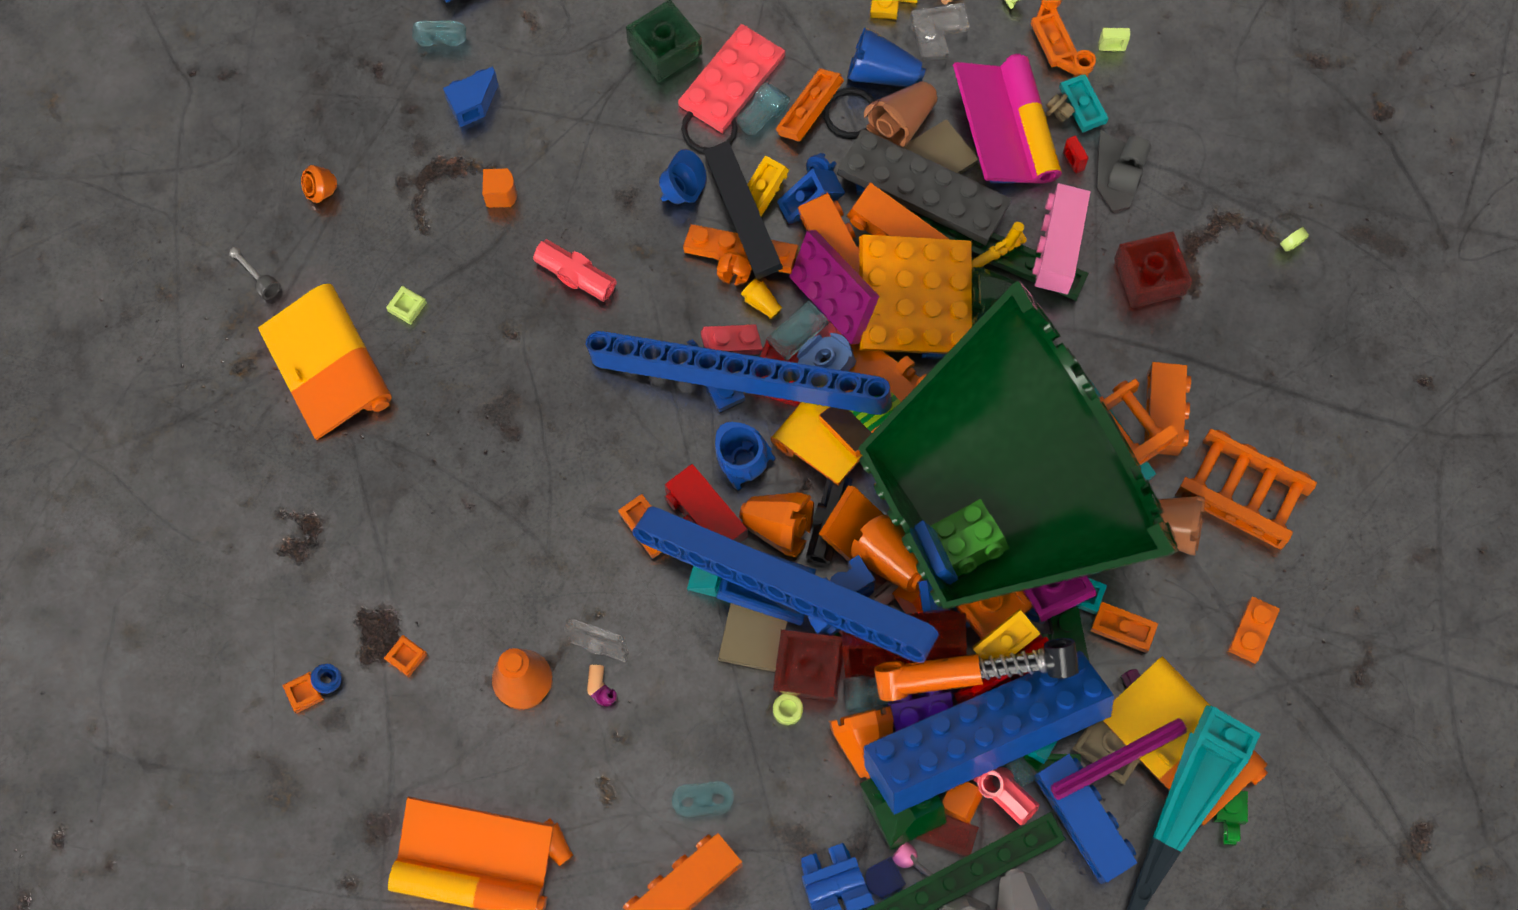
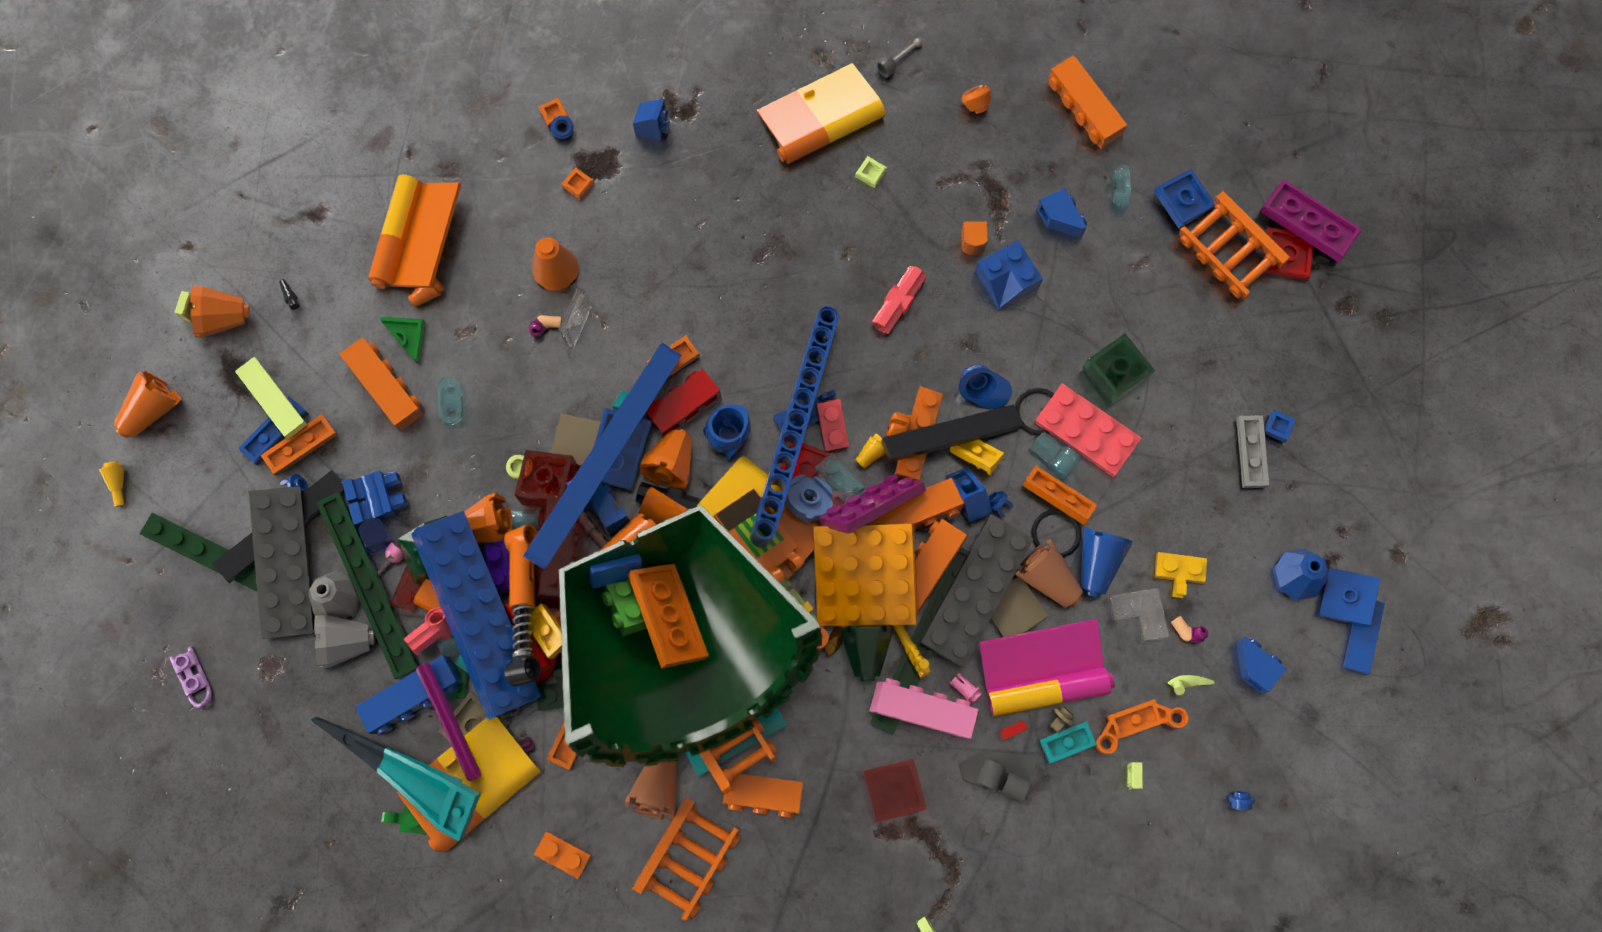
camera: 90 degrees right, 5 degrees up
(324, 559) = (652, 119): none -> blue slope
(330, 67) = (1086, 102): none -> orange brick
(547, 151) = (1008, 275): none -> blue slope
(608, 864) = (408, 333): none -> green tile
(983, 494) = (668, 615): none -> orange plate
(1037, 196) = (966, 688): none -> bright pink pin

